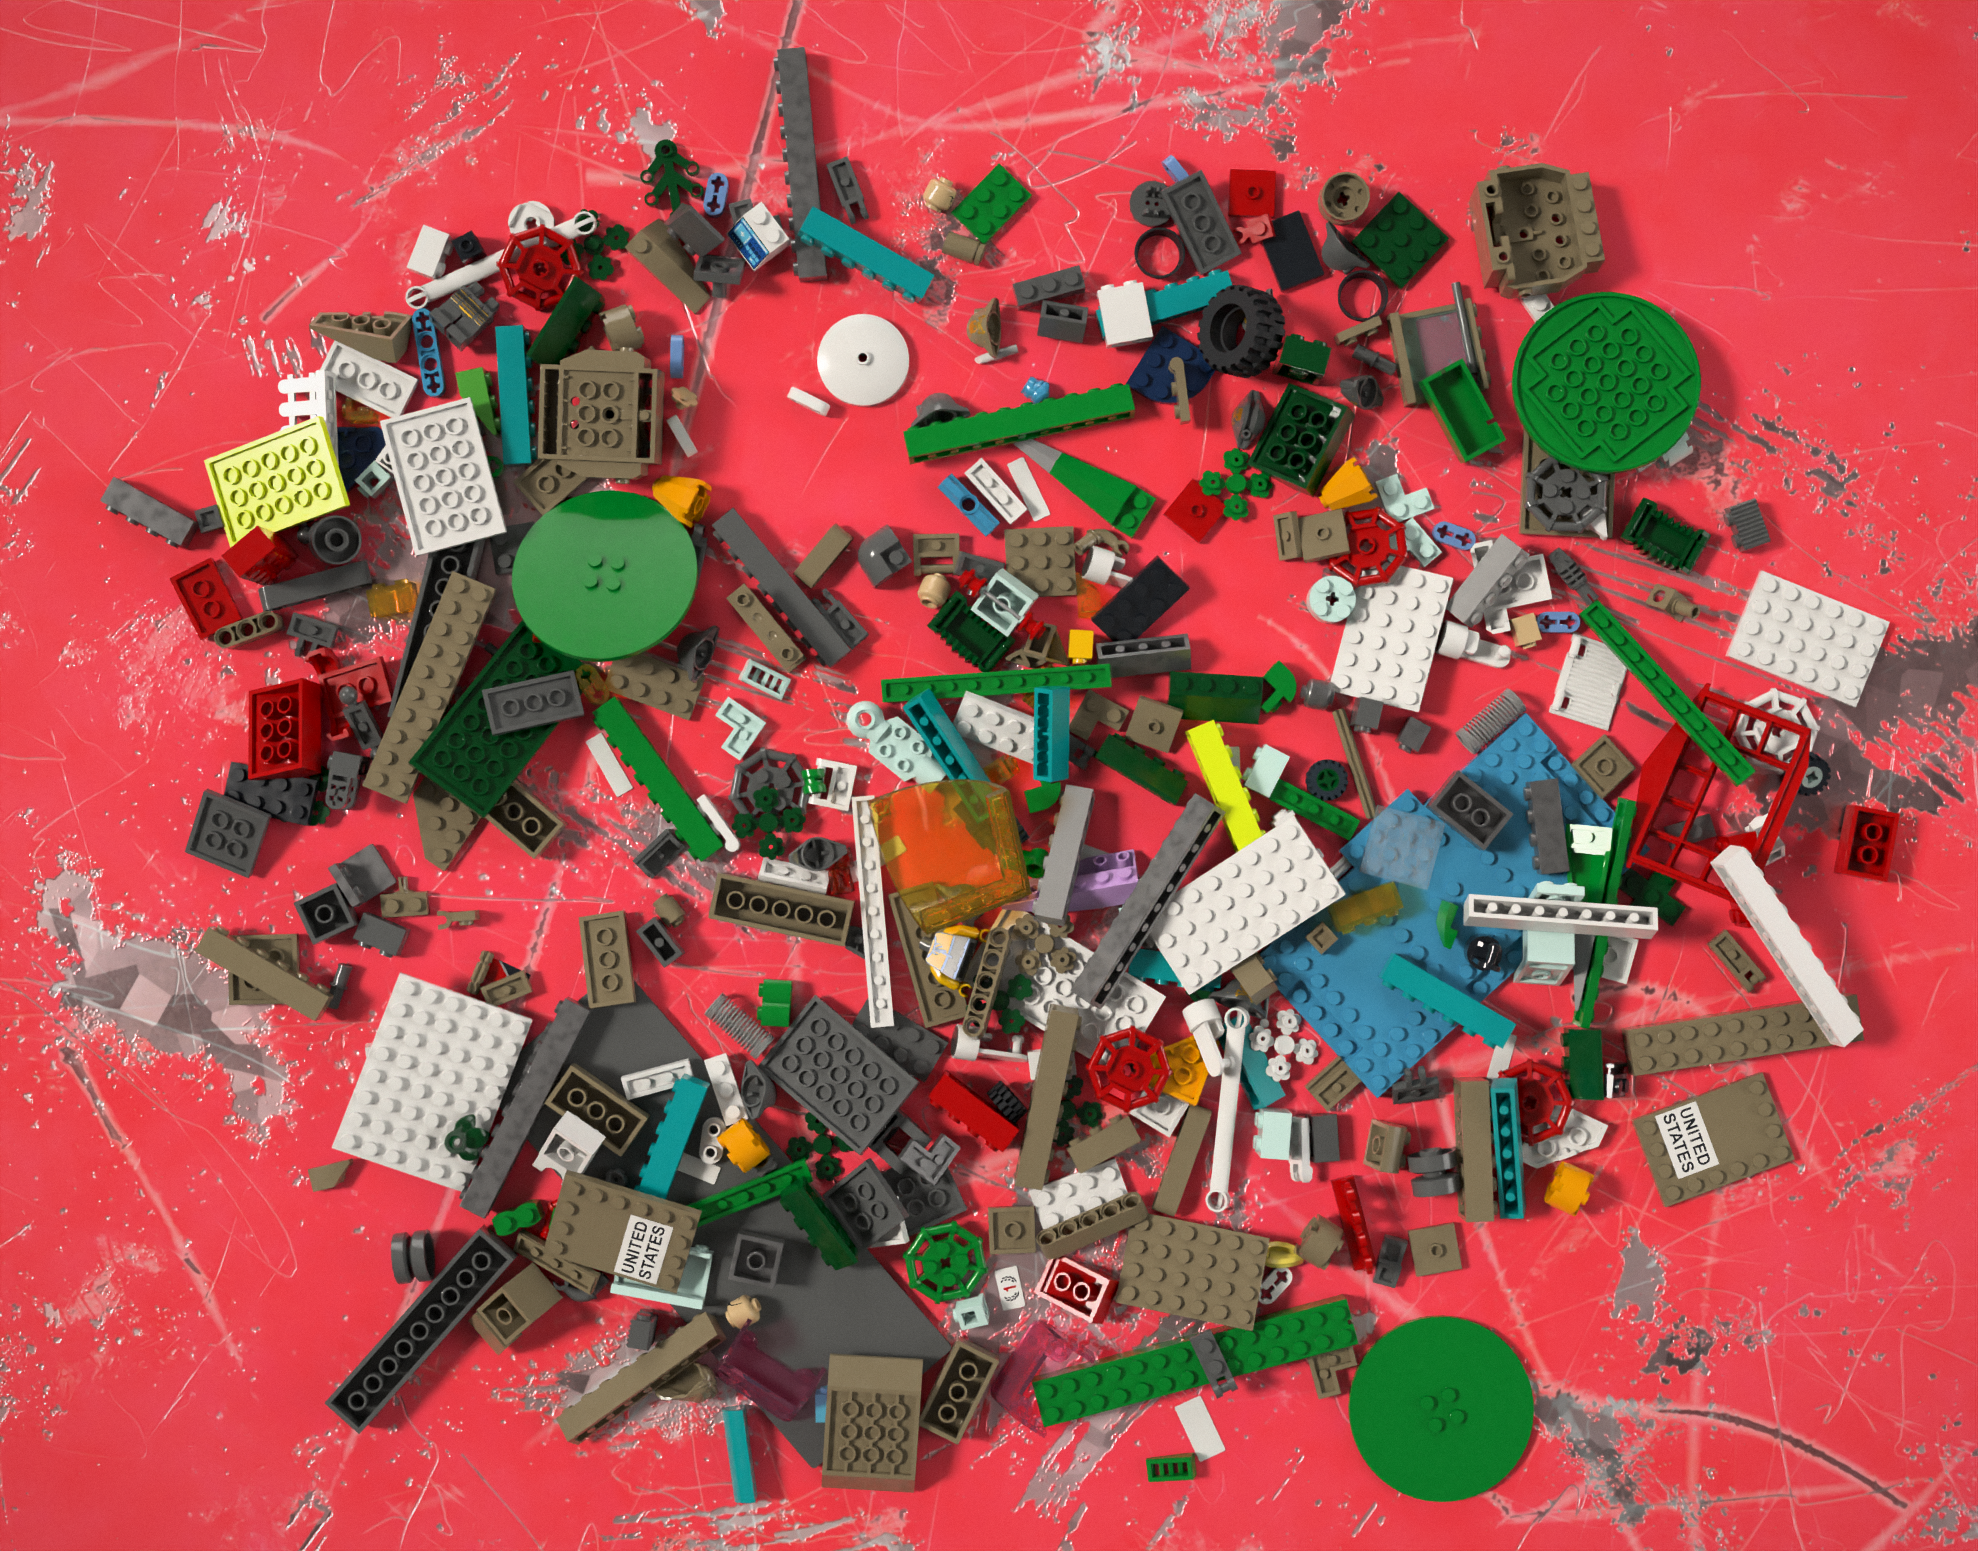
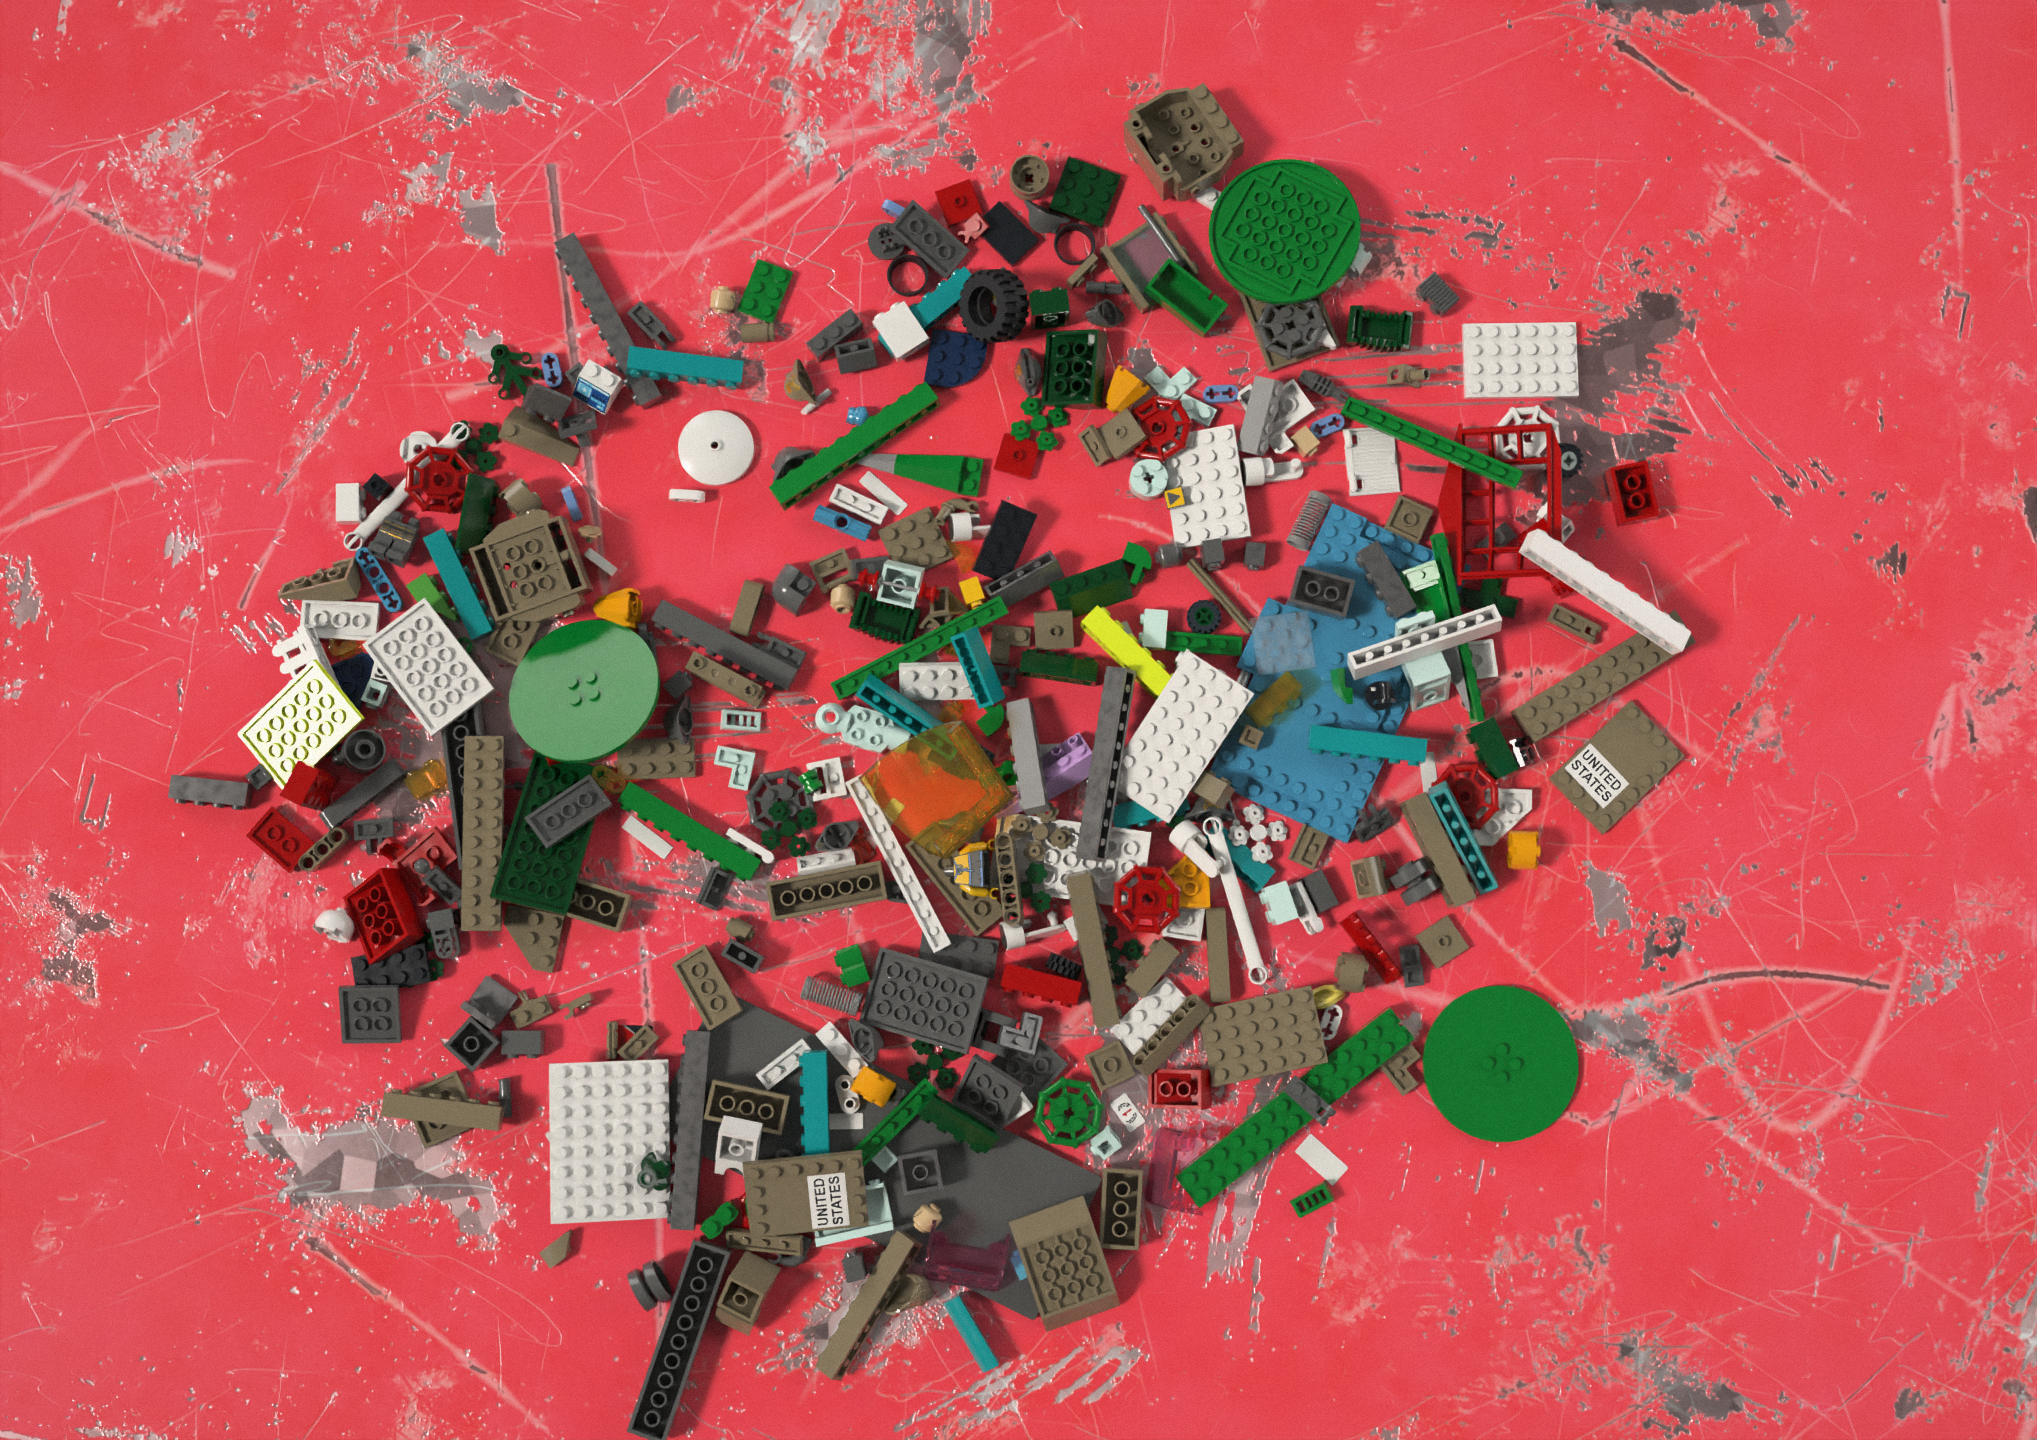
camera: 25 degrees left, 5 degrees down
(228, 719) = (335, 924): none -> white cylinder
(506, 545) = (498, 702): dark grey plate -> none
(713, 611) = (679, 685): none -> dark grey brick
(724, 1228) = (885, 1159): none -> light aqua tile
(1179, 389) = (966, 370): dark tan plate -> none
(1351, 633) = (1175, 498): none -> tile

